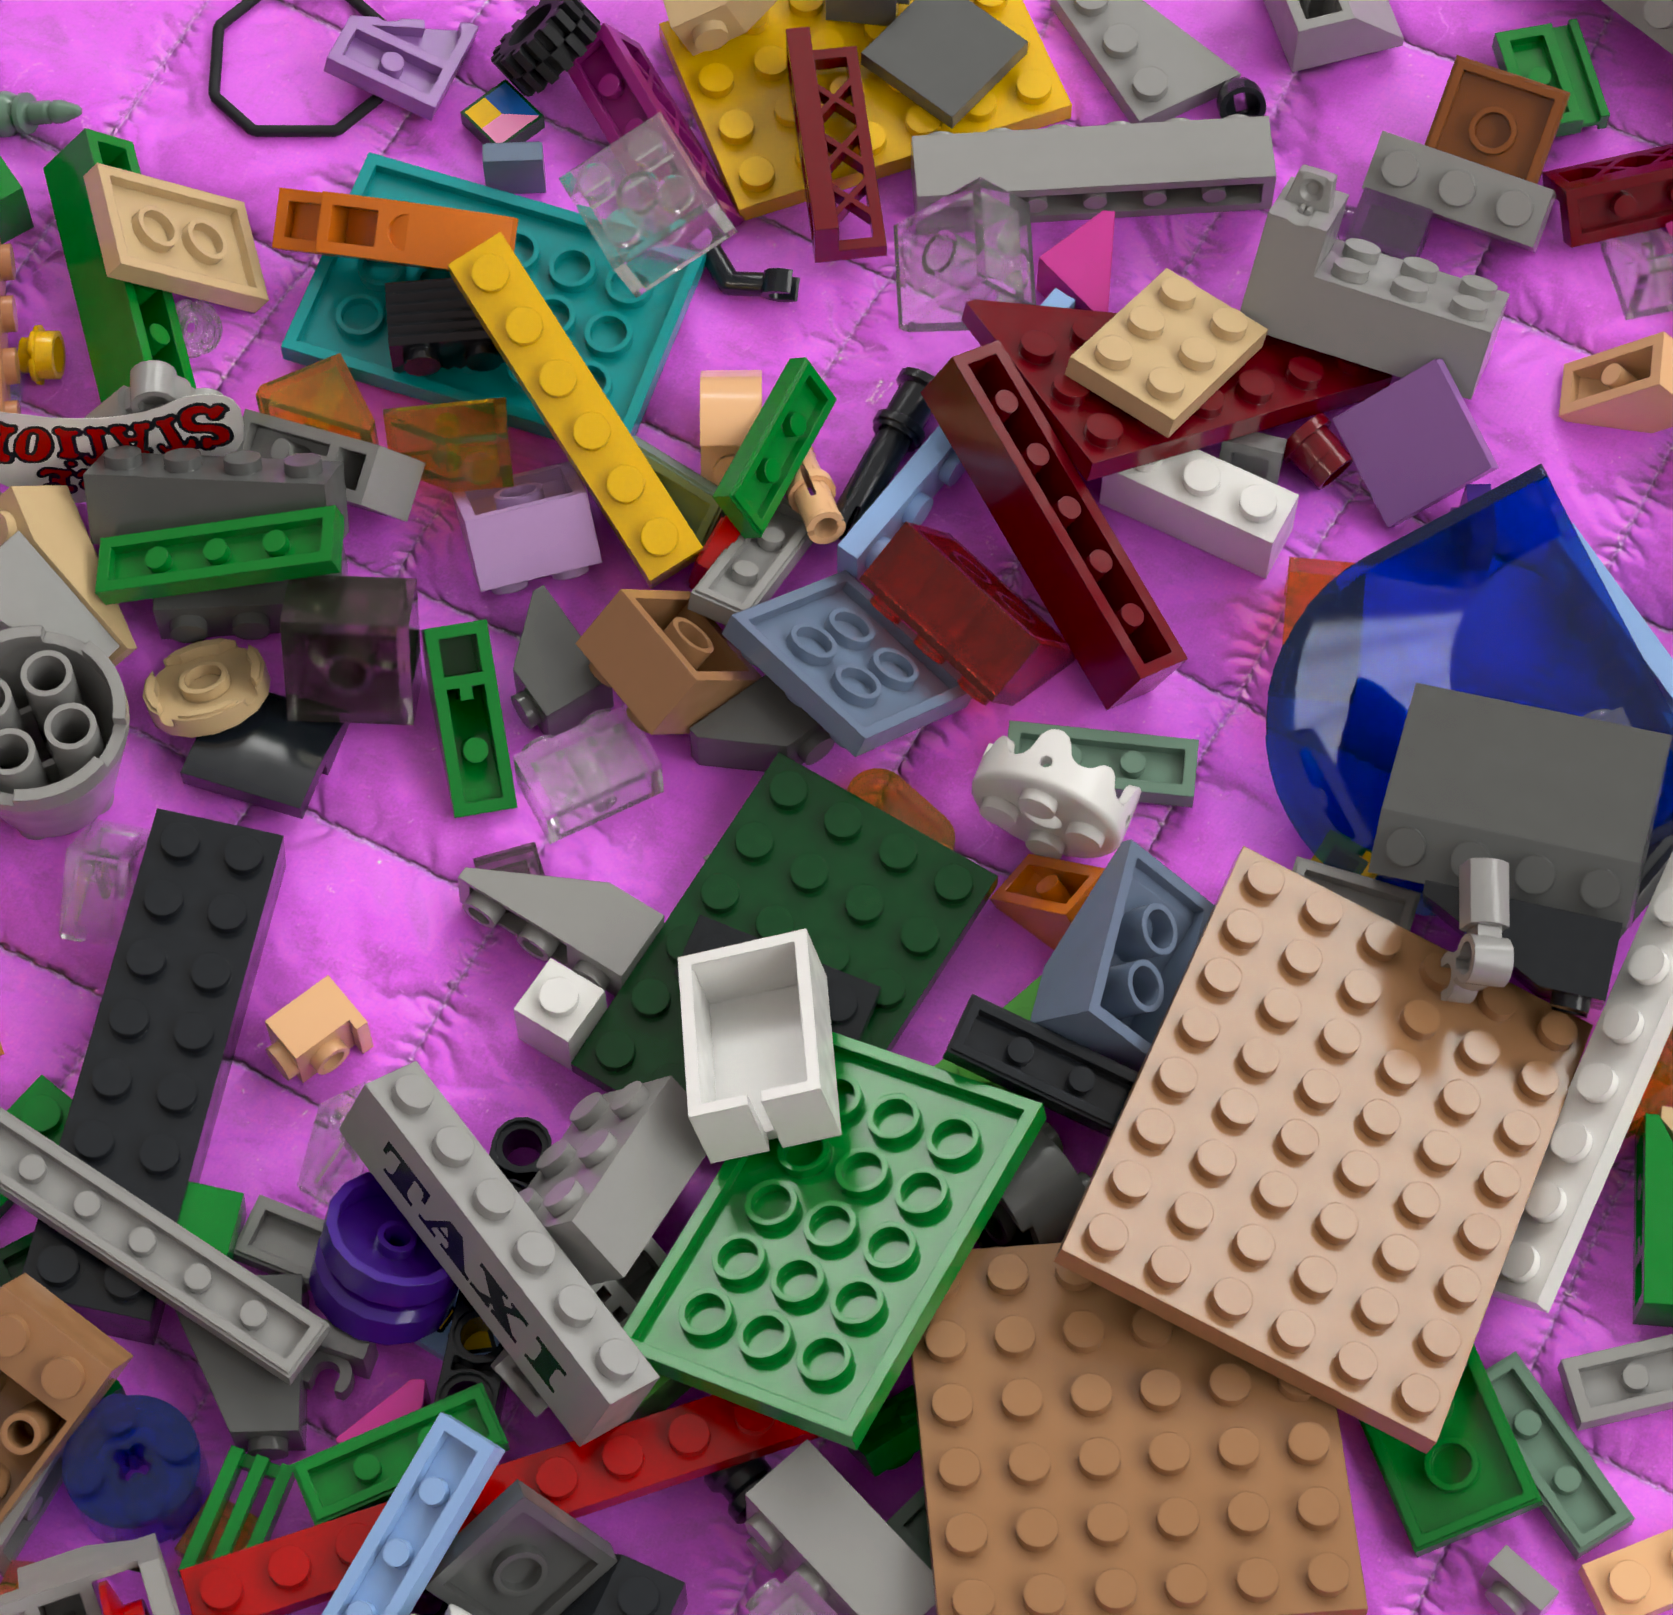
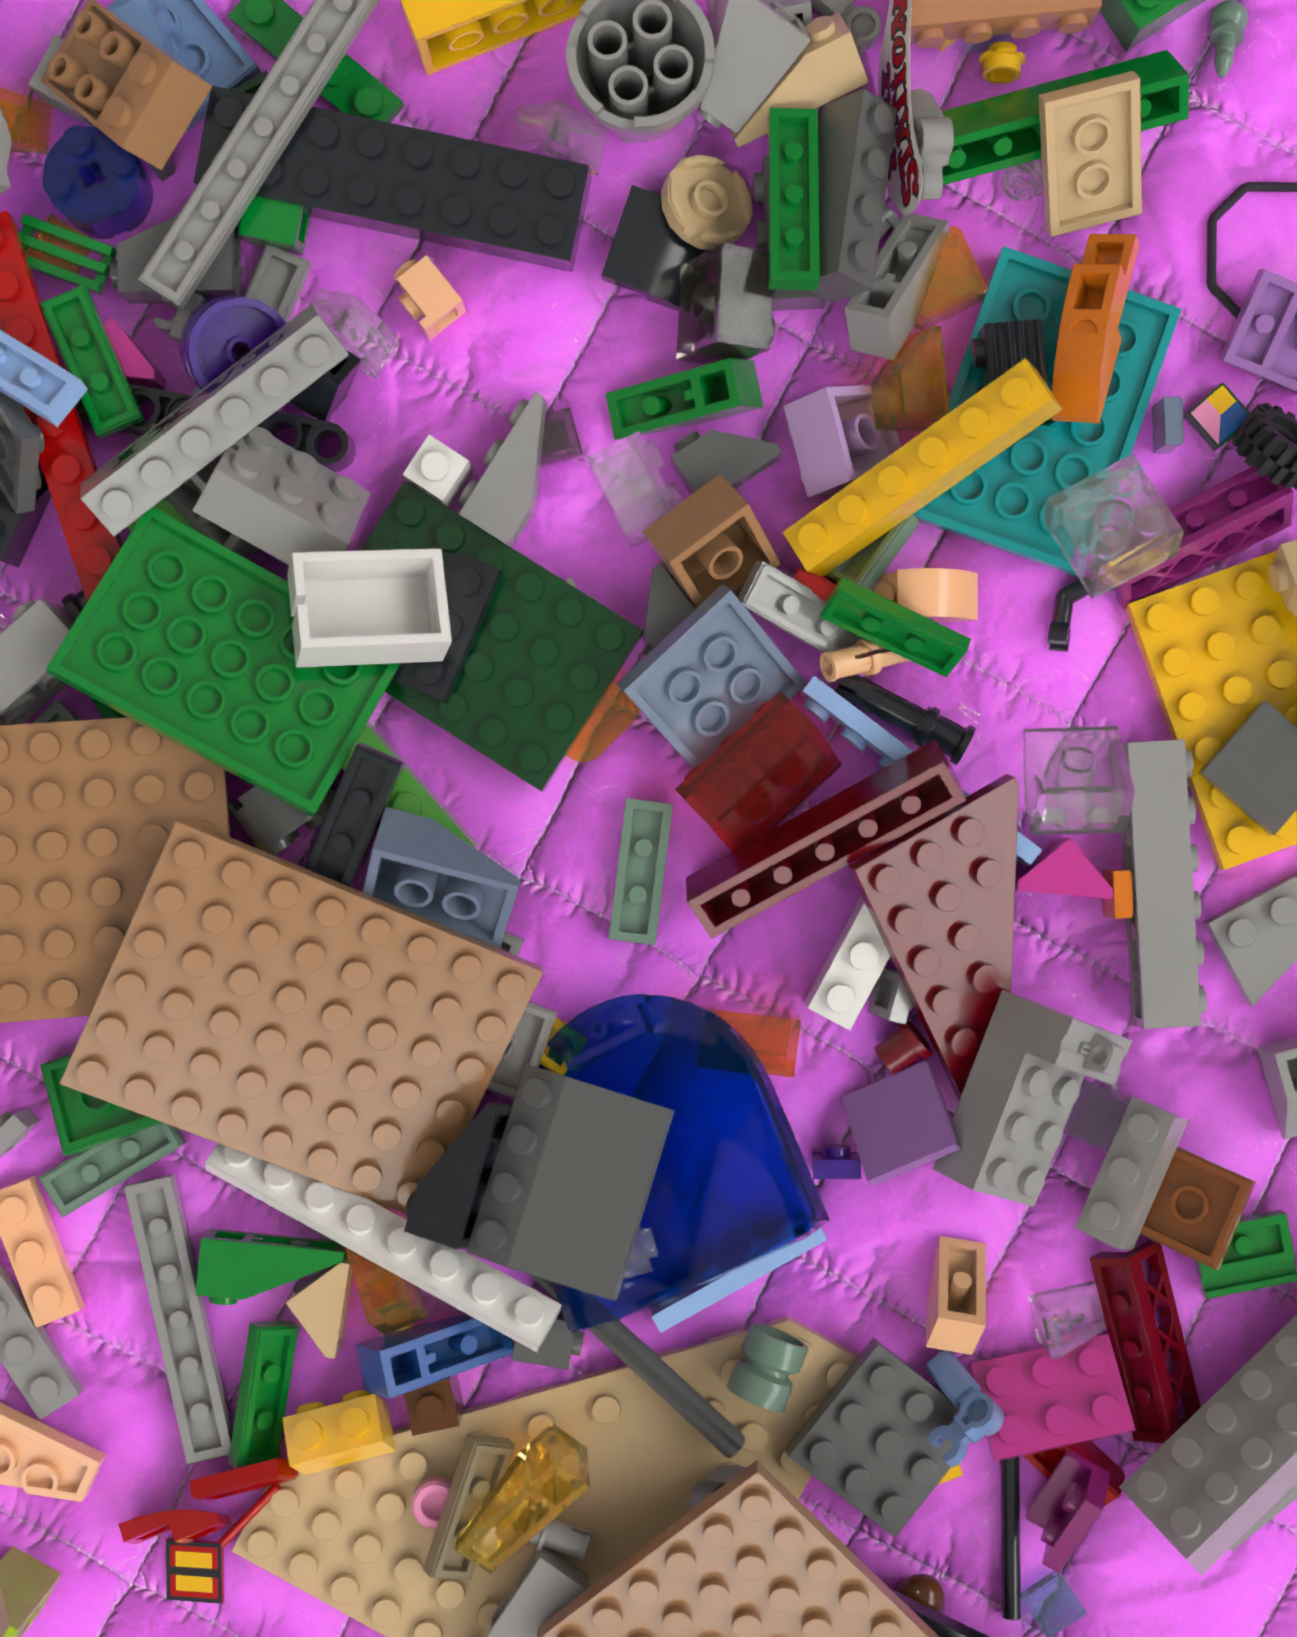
camera: 90 degrees right, 25 degrees up
(815, 145) = (1176, 659): dark red fence -> none
(1046, 895) = (527, 833): orange slope -> none
(1056, 806) = (591, 831): white plate -> none
(1123, 202) = (1122, 903): none -> orange tile
(1166, 352) = (965, 933): tan plate -> none
(1252, 96) = (1215, 1006): black hinge -> none
(1483, 953) = (437, 1140): light grey bar -> none

